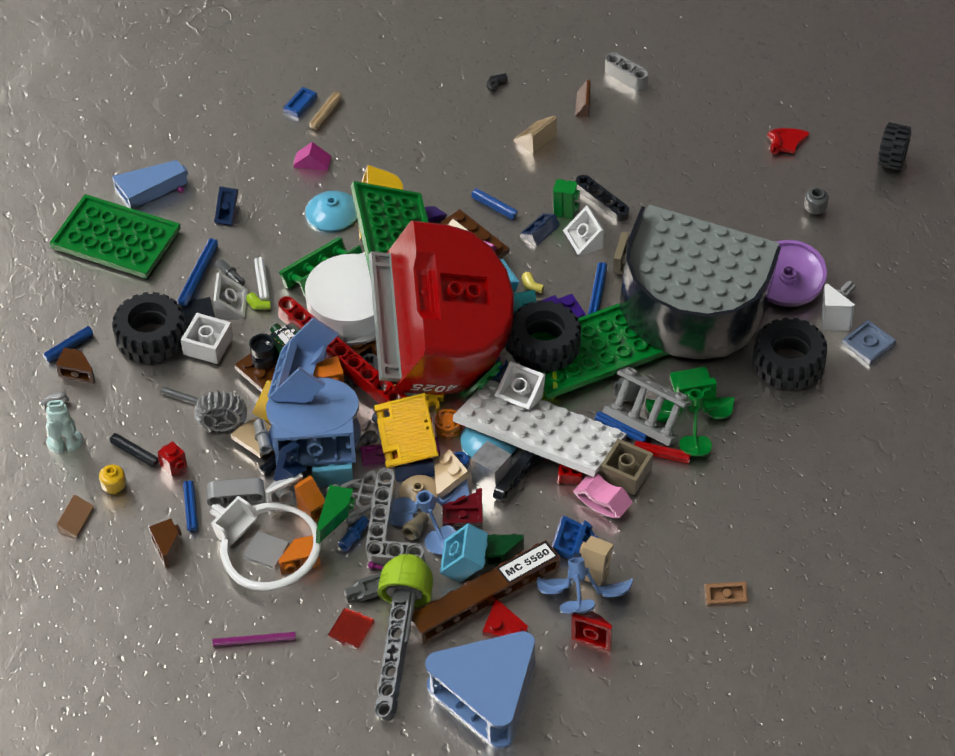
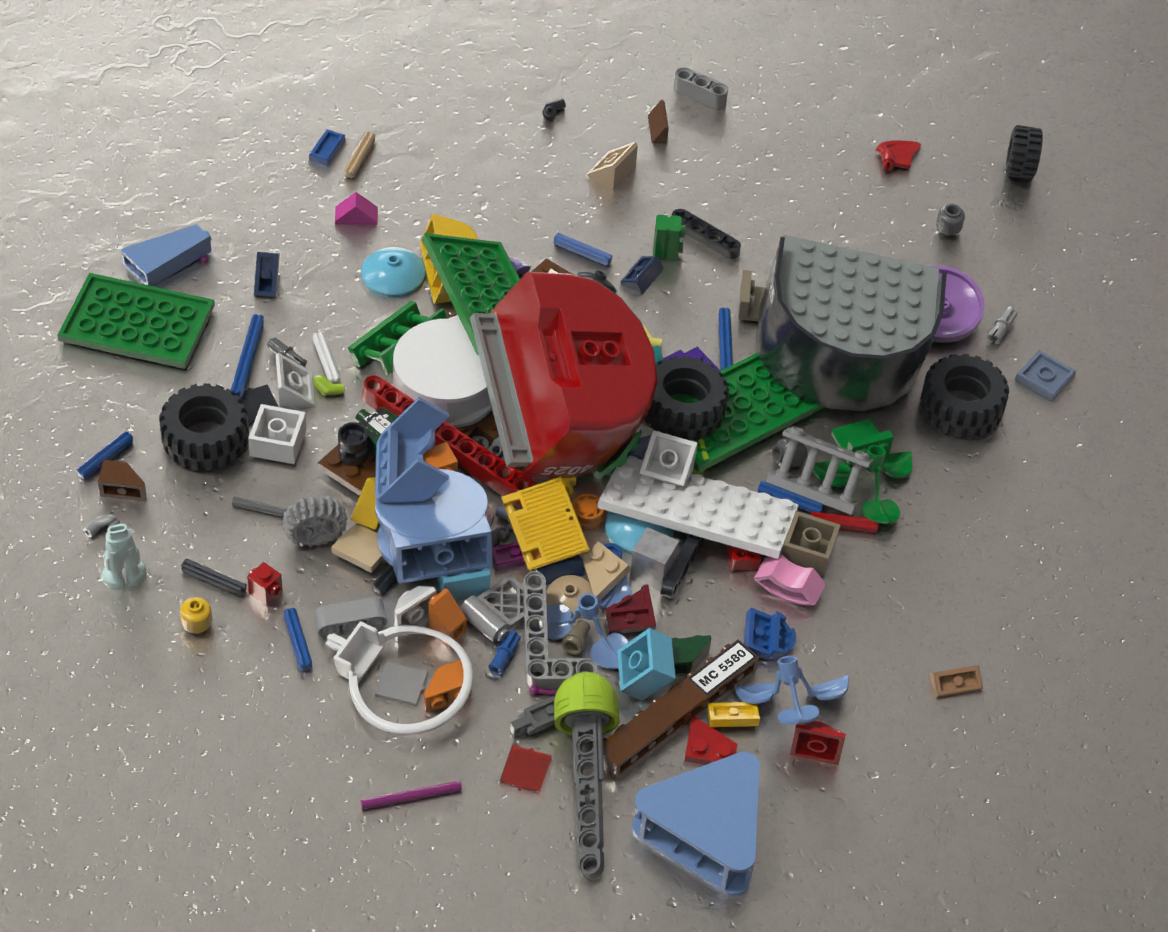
camera: 15 degrees left, 0 degrees up
(74, 516) = (157, 666): medium nougat slope -> none
(166, 540) = (277, 683): reddish brown slope -> none
(262, 436) = (371, 546): light grey axle -> none
(287, 465) = (414, 578): dark blue slope -> none
(335, 510) = (482, 627): green slope -> none
(498, 232) = (600, 277): none -> black dish
(529, 601) = (733, 714): none -> yellow plate
(585, 232) = (698, 274): white slope -> none
(597, 557) = (806, 648): tan brick -> none
(836, 310) = (1004, 341): white slope -> none

